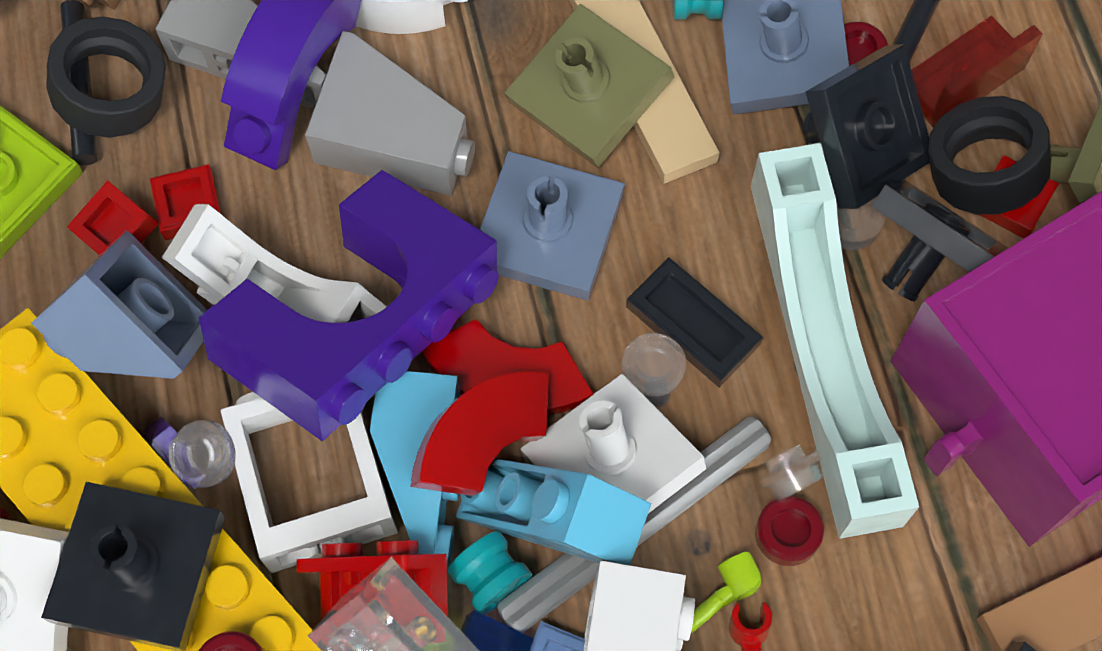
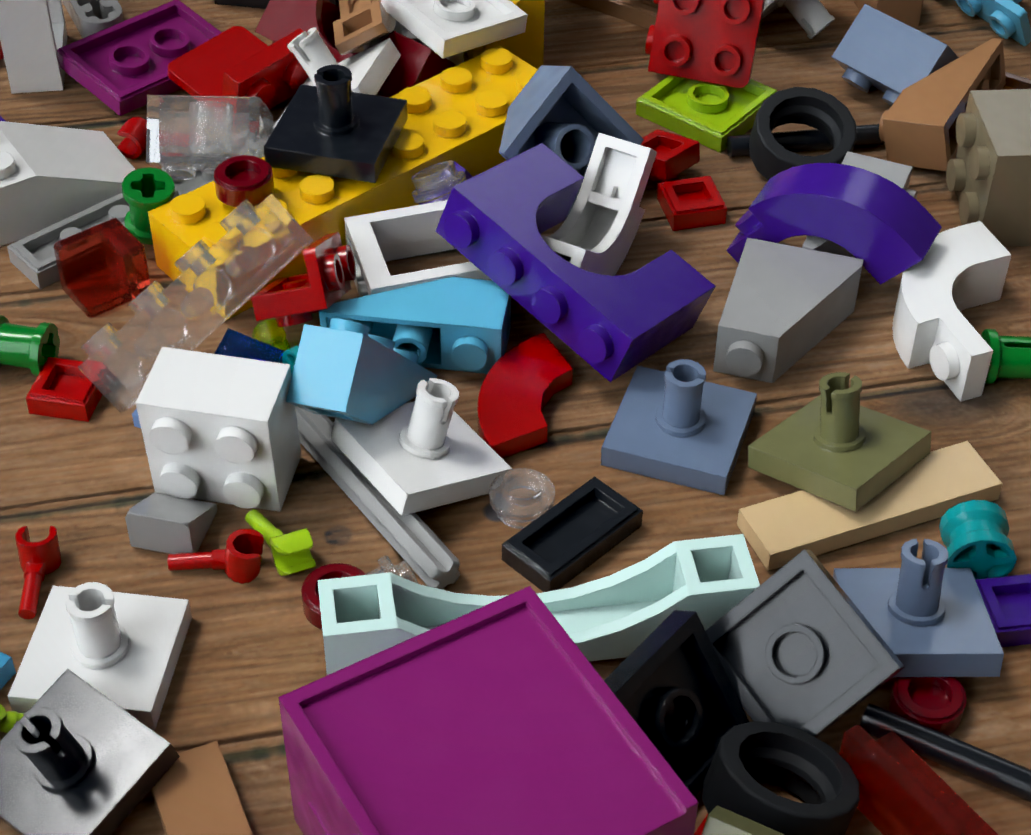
camera: 90 degrees right, 25 degrees down
(477, 427) = (448, 339): red tile -> none

